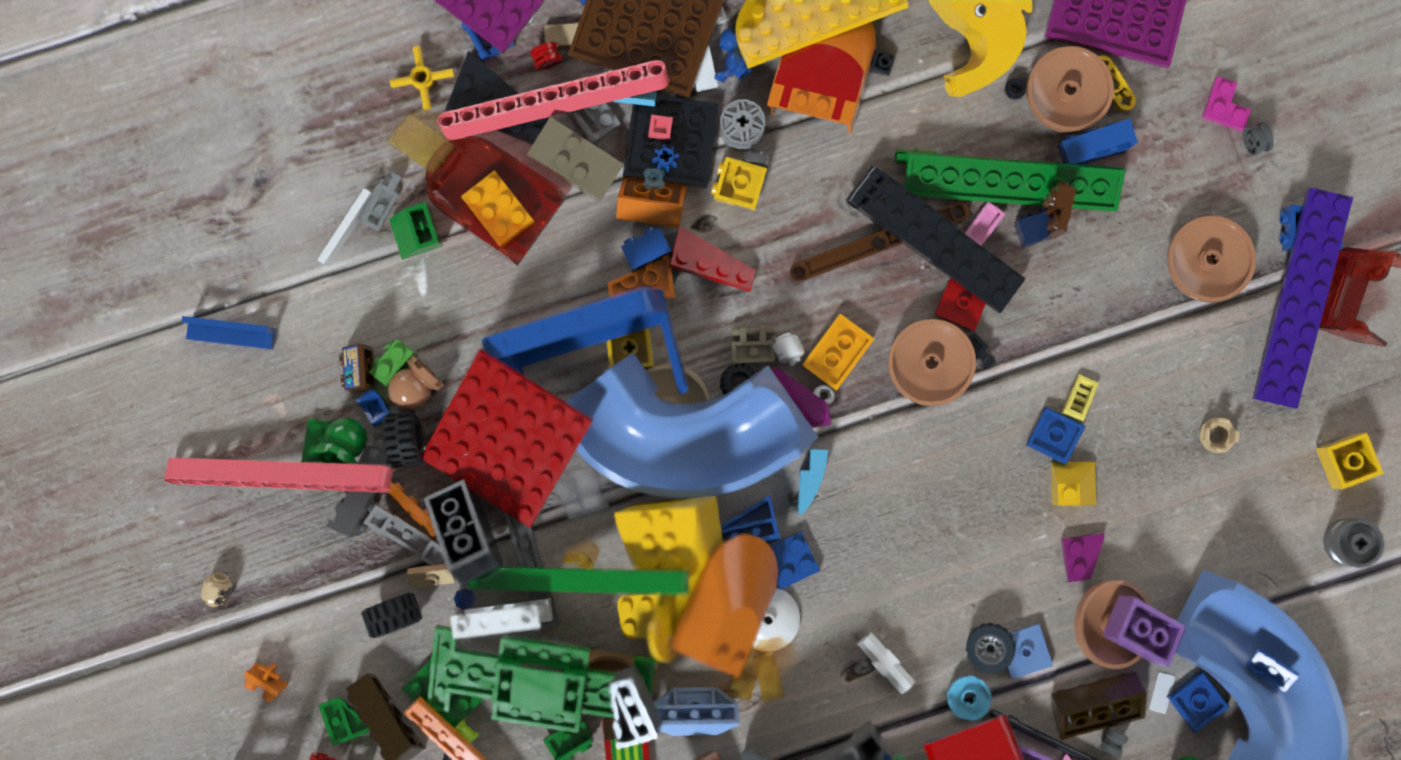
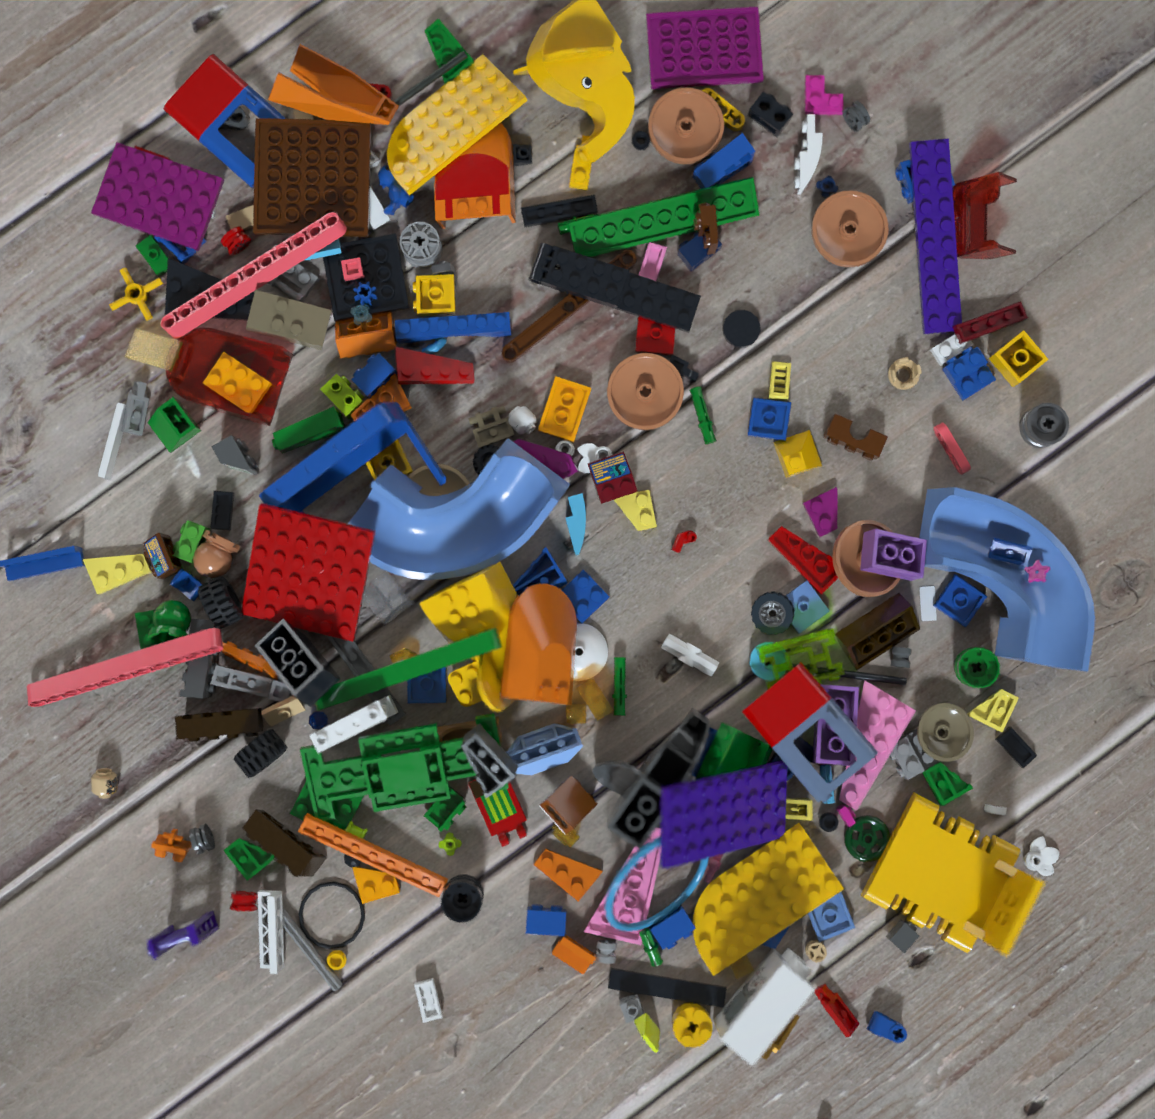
camera: 25 degrees left, 0 degrees up
(299, 684) = (202, 838): none -> dark grey wheel
(303, 366) = (115, 571): none -> light yellow wing
(358, 567) = (218, 724): none -> dark brown wedge
(436, 339) = (222, 510): none -> black plate
(454, 42) = (153, 255): none -> green plate
(469, 284) = (234, 455): none -> dark grey slope
(557, 285) = (309, 430): none -> green slope
(592, 606) = (428, 688): none -> blue tile
(605, 259) = (340, 393): none -> lime brick
(722, 239) = (436, 346): none -> dark azure arm
(757, 226) = (449, 326): none -> blue arch
(795, 681) = (619, 686): none -> green pin
(849, 419) = (590, 453): none -> white plate
(865, 444) = (612, 477): none -> slope
(881, 485) = (638, 509): none -> light yellow wing
(902, 136) = (559, 210): none -> black tile
(919, 533) = (683, 538): none -> red arm
(939, 99) = (580, 170): none -> yellow hinge
(984, 409) = (705, 423): none -> green pin
(1005, 693) = (796, 646): none -> clear neon green fence
(1046, 601) = (805, 558): none -> red wing
(1057, 327) = (741, 328): none -> black tile
(1127, 475) = (839, 433): none -> reddish brown arch
(1160, 109) = (766, 117): none -> black brick
(1190, 169) = (809, 156): none -> white slope
(1206, 204) = (833, 188): none -> dark blue plate
(1244, 533) = (952, 448): none -> coral beam
(1279, 423) = (949, 349): none -> white plate
(1289, 457) = (968, 372): none -> blue plate
(1295, 708) = (1041, 576): none -> dark pink plate
(1331, 410) = (990, 322): none -> dark red tile

